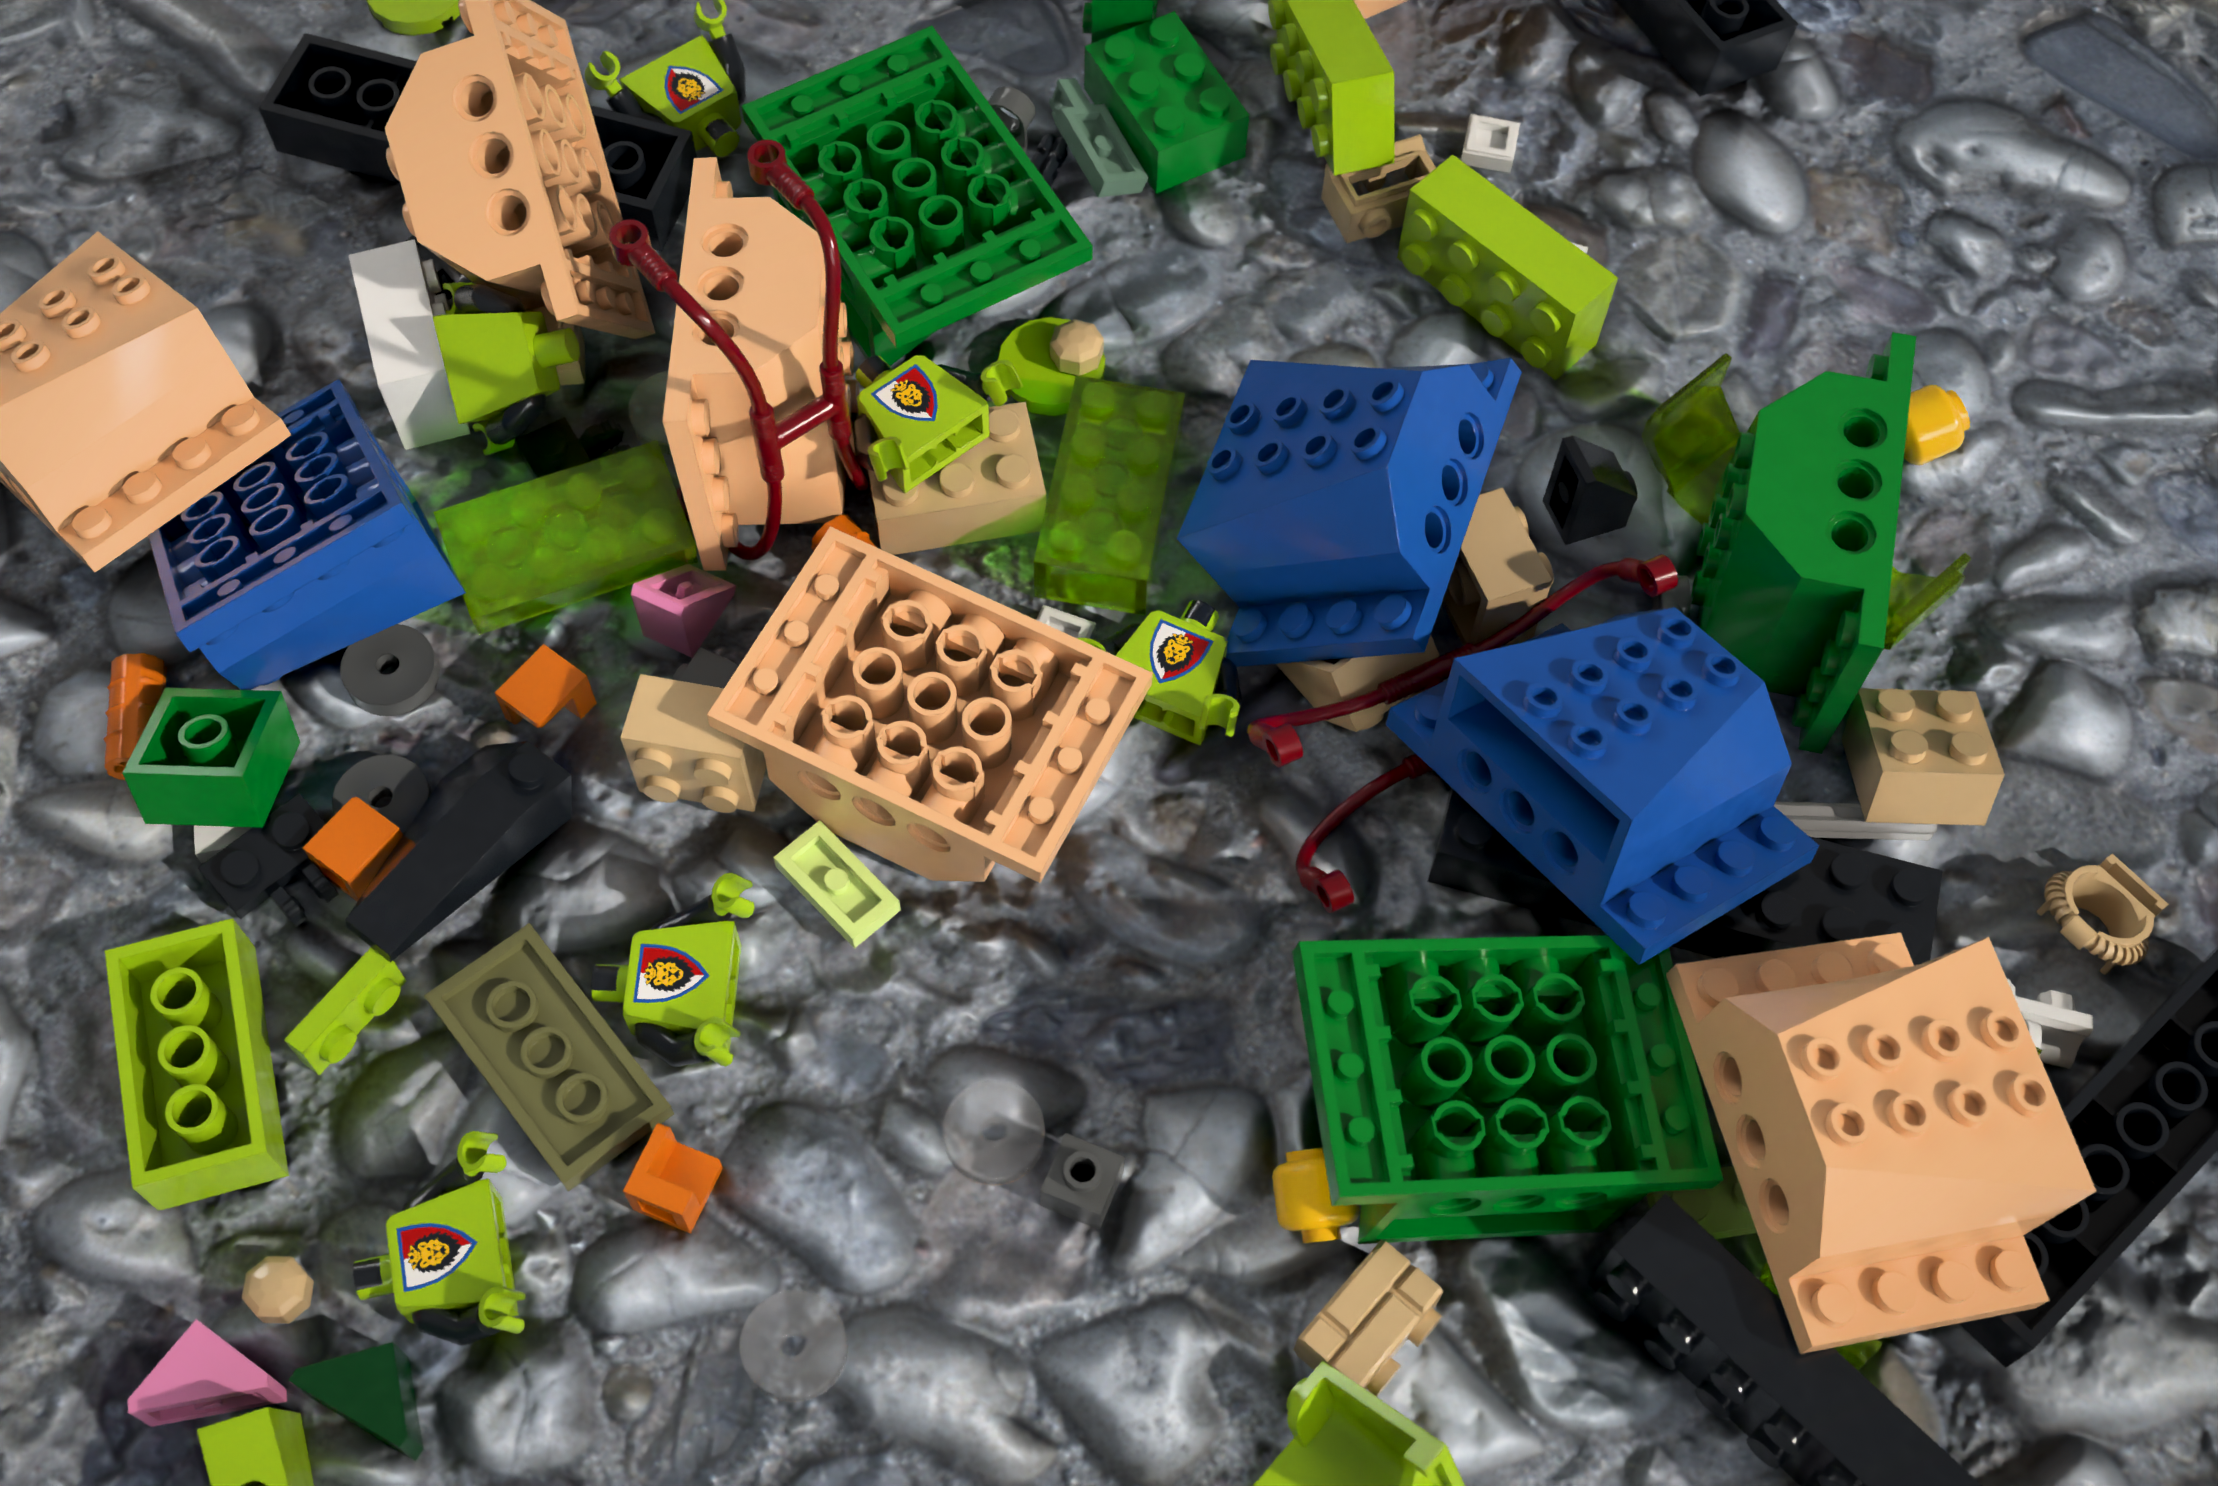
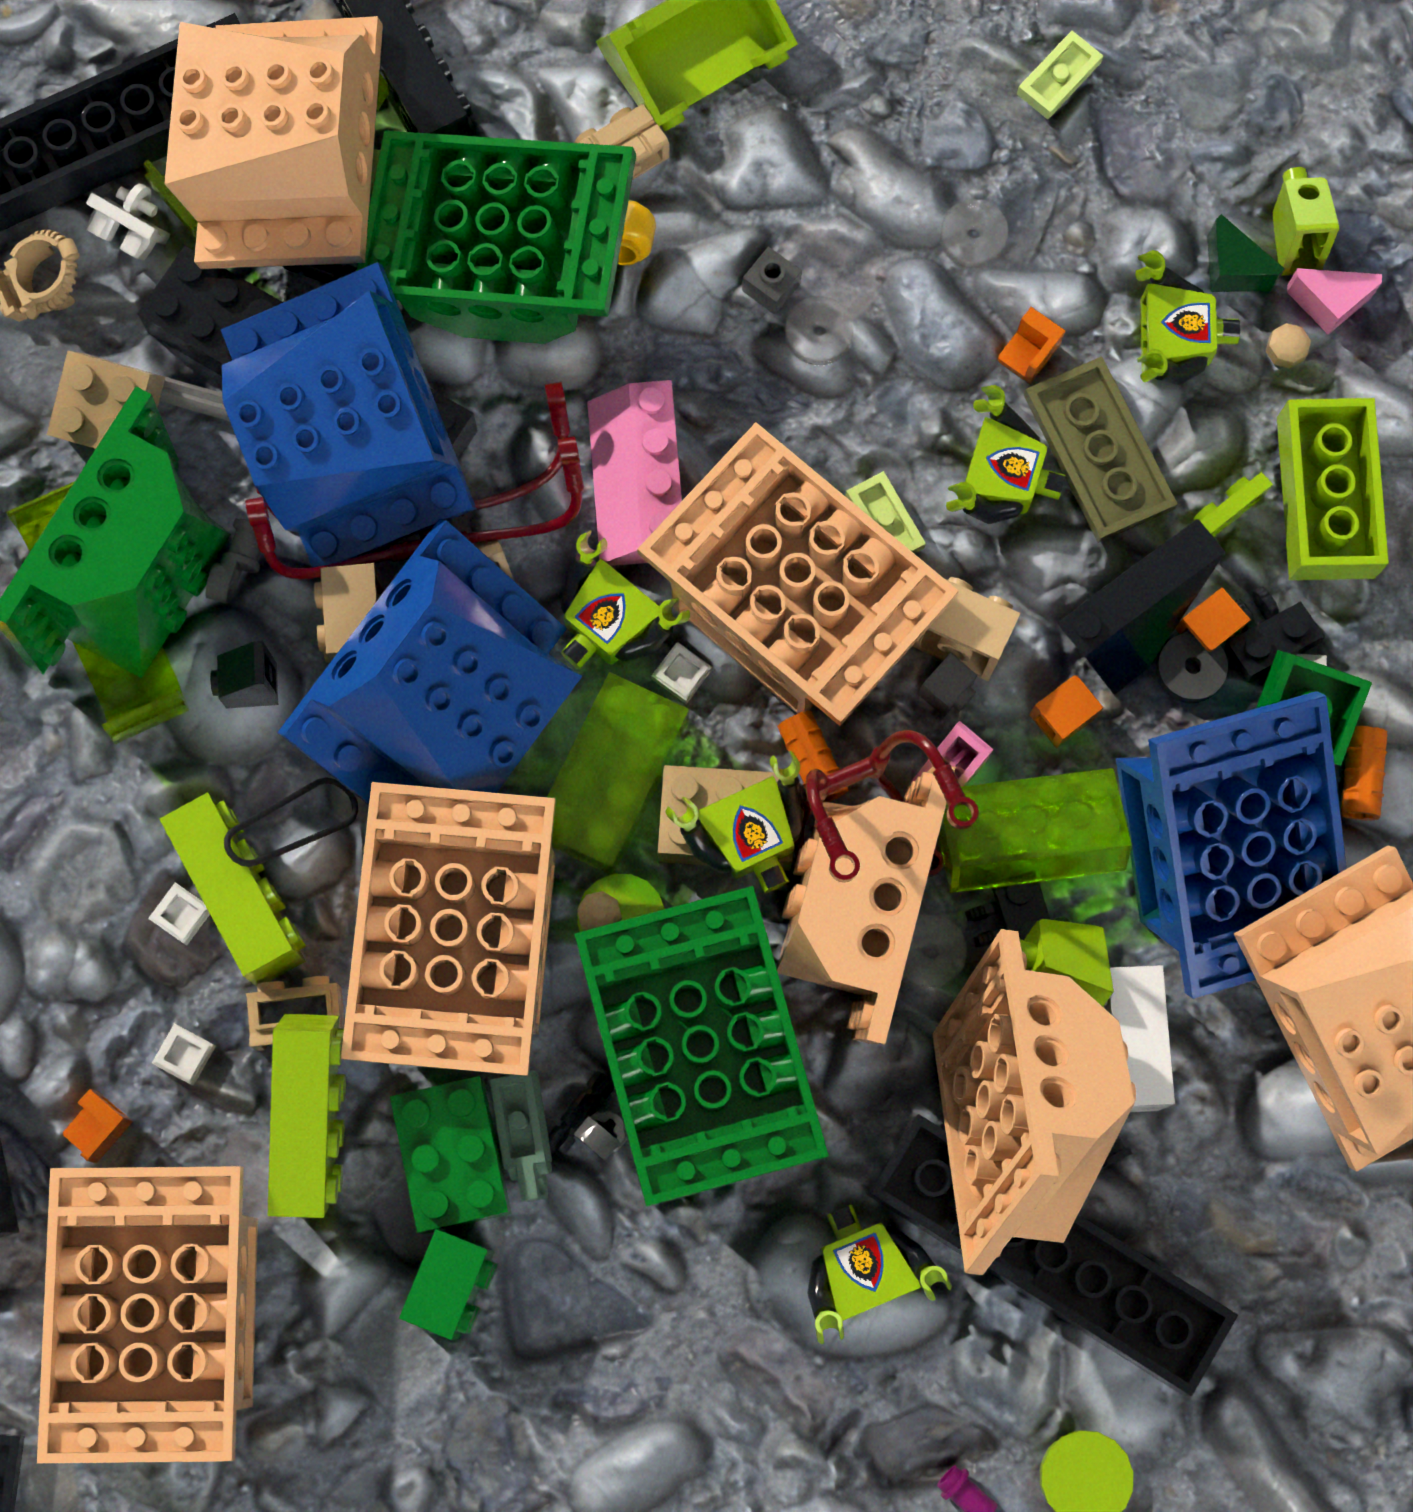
camera: 165 degrees left, 15 degrees up
(1189, 860) = (633, 465): none -> bright pink slope
(1234, 238) = (451, 929): none -> light nougat wedge
(1468, 292) = (249, 863): none -> black piece
(1547, 64) = (96, 1126): none -> orange panel

